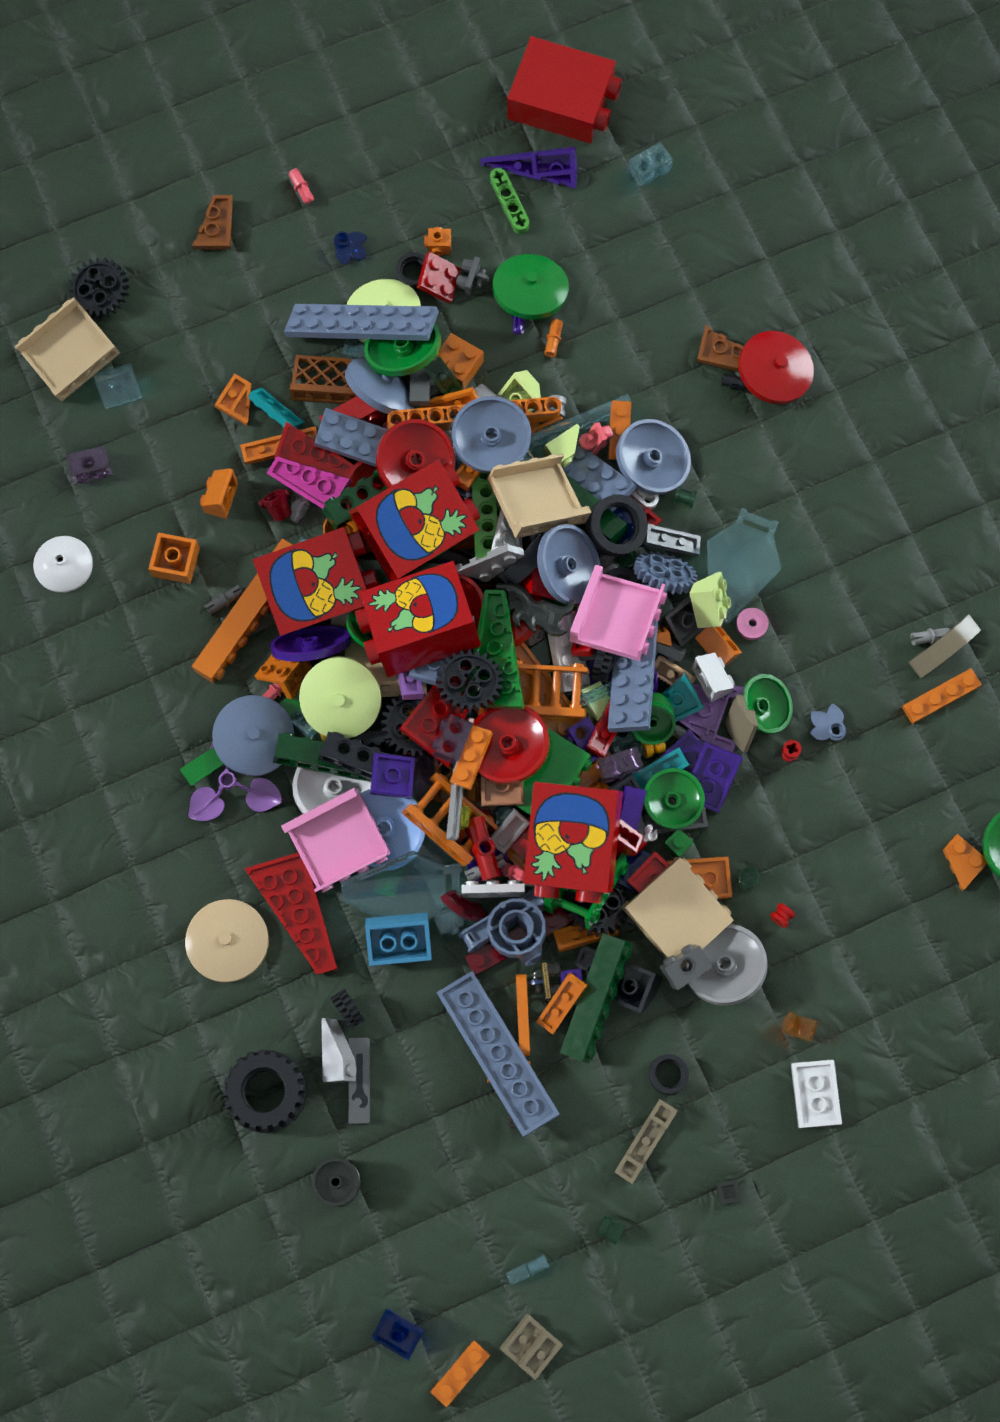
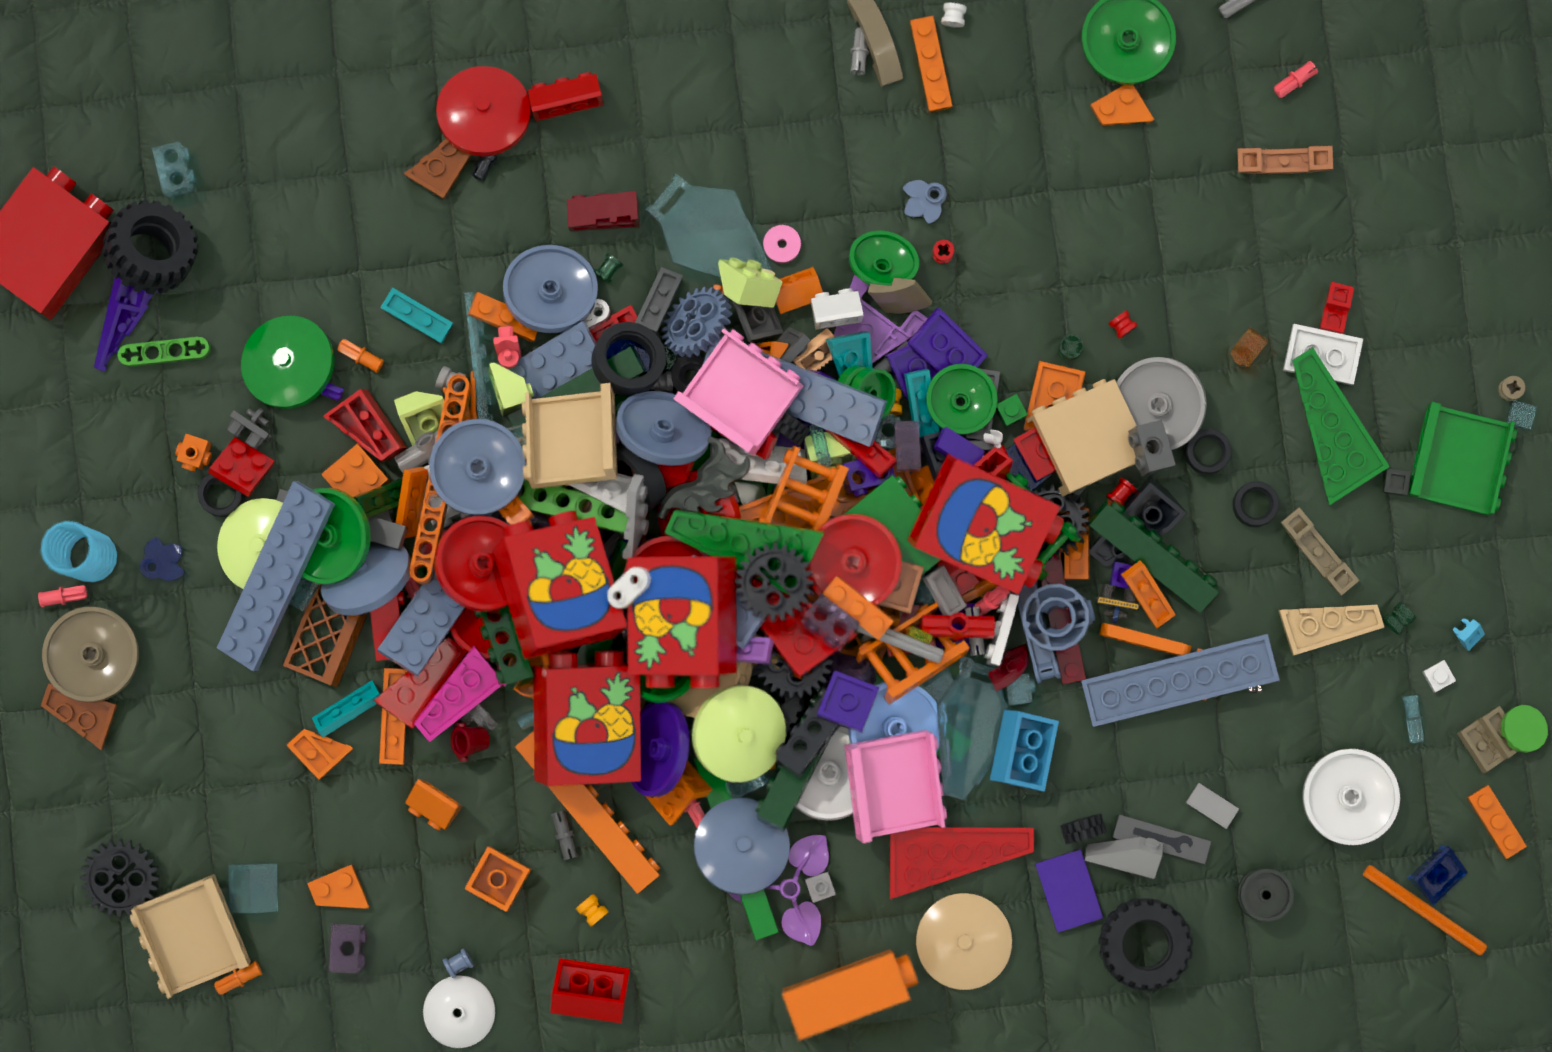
camera: 70 degrees left, 10 degrees up
(45, 395) = (238, 978): none -> orange axle
(100, 550) = (458, 963): none -> sand blue bush
(105, 655) = (590, 990): none -> red slope
(134, 447) = (339, 889): none -> orange wing
(153, 851) = (849, 992): none -> orange brick
(170, 638) = (592, 910): none -> light orange wheel
(238, 809) = (820, 887): none -> light grey brick
(262, 216) = (90, 654): none -> dark tan dish
(293, 1015) = (1068, 890): none -> dark purple tile
(318, 180) = (57, 552): none -> medium azure piece
(364, 1331) = (1424, 910): none -> orange axle
(400, 1115) = (1212, 805): none -> light grey tile
(427, 566) = (627, 587): none -> white plate
(442, 1233) = (1351, 797): none -> white dish
(501, 356) = (367, 424): none -> red wedge
(549, 1373) = (1524, 728): none -> bright green tile
(572, 1282) = (1438, 676): none -> white plate
(582, 1164) = (1319, 627): none -> tan wing
(598, 368) = (417, 315): none -> teal plate
(604, 153) = (162, 224): none -> black tyre
(616, 1298) = (1470, 634): none -> medium azure tile
(640, 957) = (1122, 491): none -> red bush
(699, 1035) = (1205, 469): none -> black tyre
(729, 479) = (603, 211): none -> dark red wedge
(747, 1130) = (1340, 441): none -> green wing
(766, 1244) = (1461, 459): none -> green panel
(809, 423) = (565, 96): none -> red slope
(824, 1287) = (1522, 414): none -> clear light blue tile
(840, 1270) = (1507, 390): none -> dark tan wheel
(860, 1094) = (1336, 308): none -> red slope
(969, 1010) = (1285, 160): none -> nougat slope
(988, 700) = (953, 15): none -> white wheel

